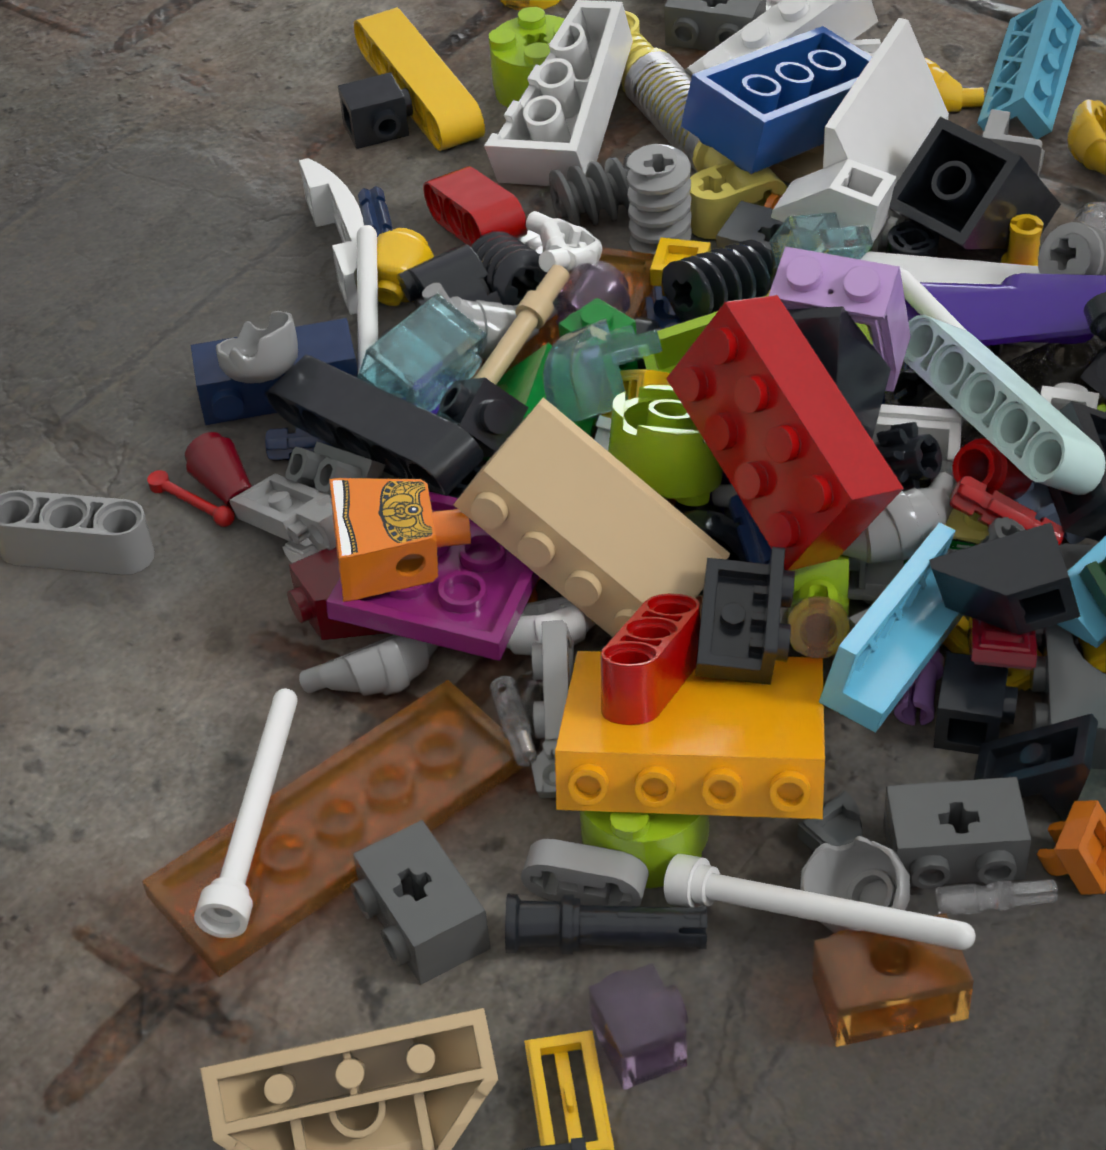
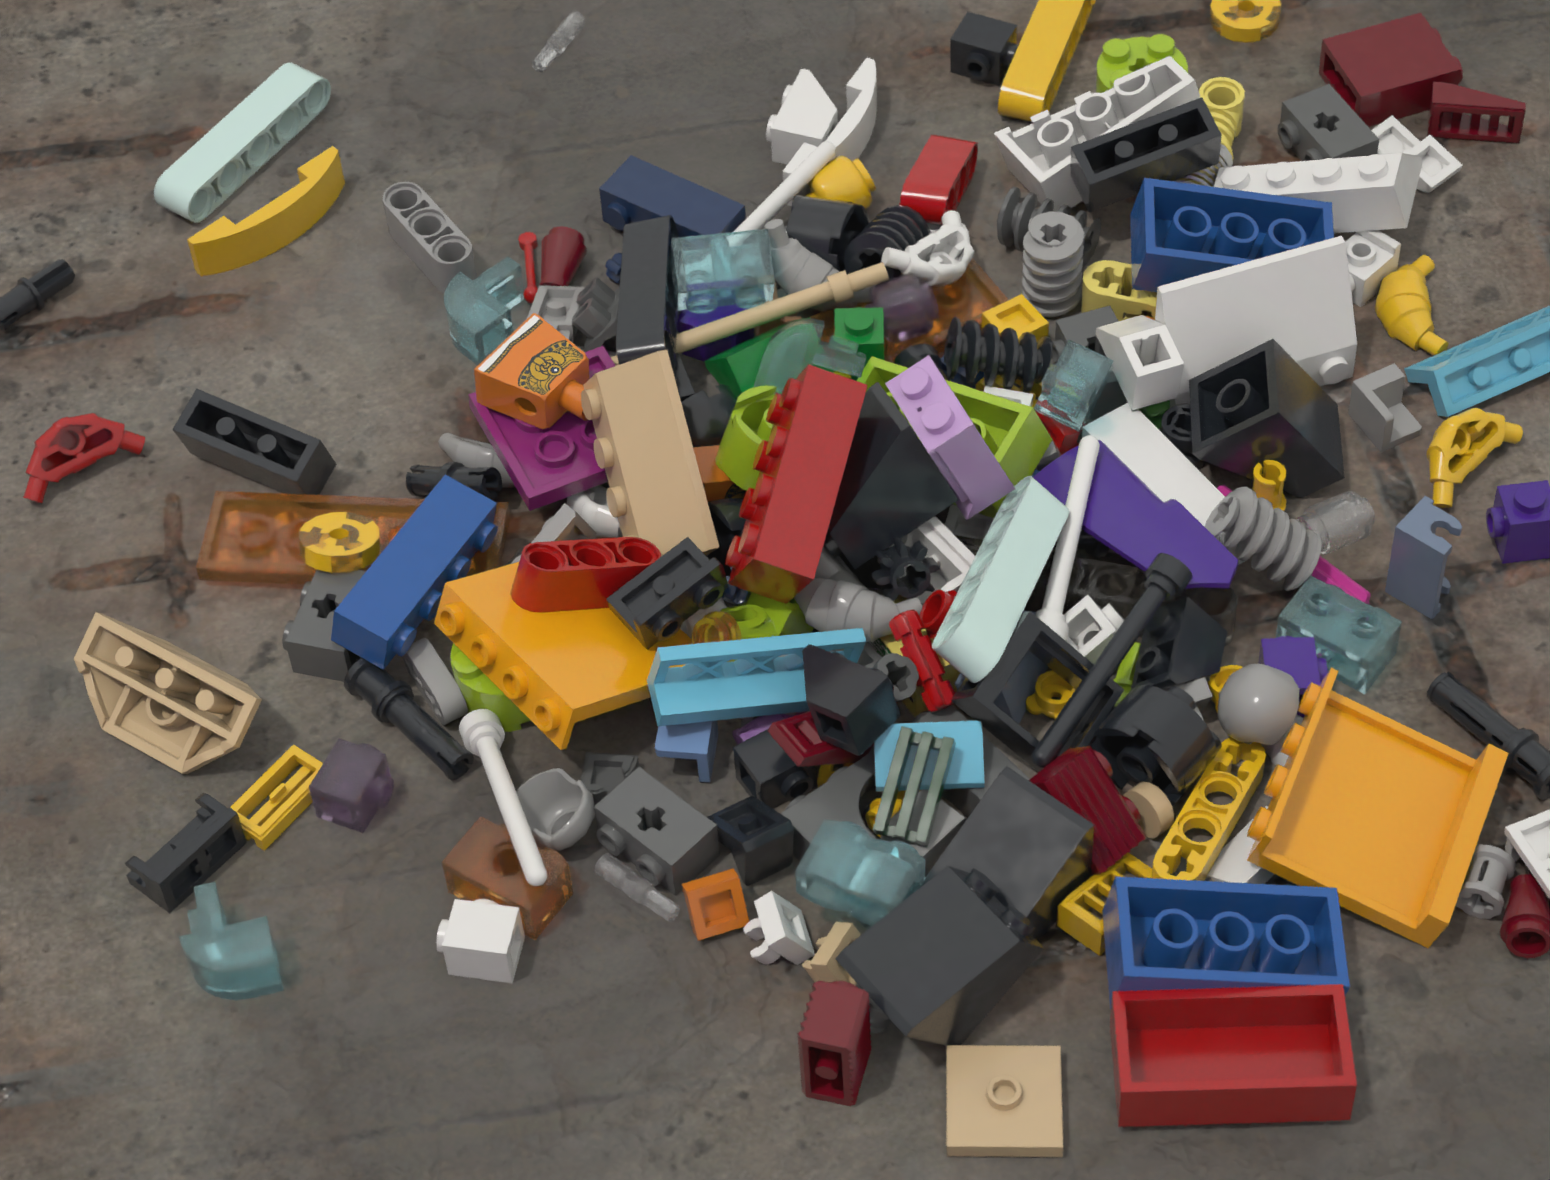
camera: 45 degrees right, 5 degrees up
(136, 810) = (254, 445): none -> black brick
(202, 561) = (481, 308): none -> clear light blue brick
(226, 902) = (229, 536): white piece -> none
(260, 353) = (645, 192): light grey hair -> none
(297, 240) = (804, 117): none -> white slope
(349, 821) = (339, 542): none -> yellow piece
(374, 699) = (479, 479): none -> black pin
(375, 209) = (883, 140): dark blue axle -> none
(472, 788) = (410, 573): none -> blue brick
(482, 411) = (701, 337): black brick -> none
(513, 719) = (510, 547): clear pin -> none
(643, 77) = (1153, 148): none -> black brick
(896, 740) = (690, 742): none -> medium blue panel
(948, 1051) = (481, 940): none -> white brick

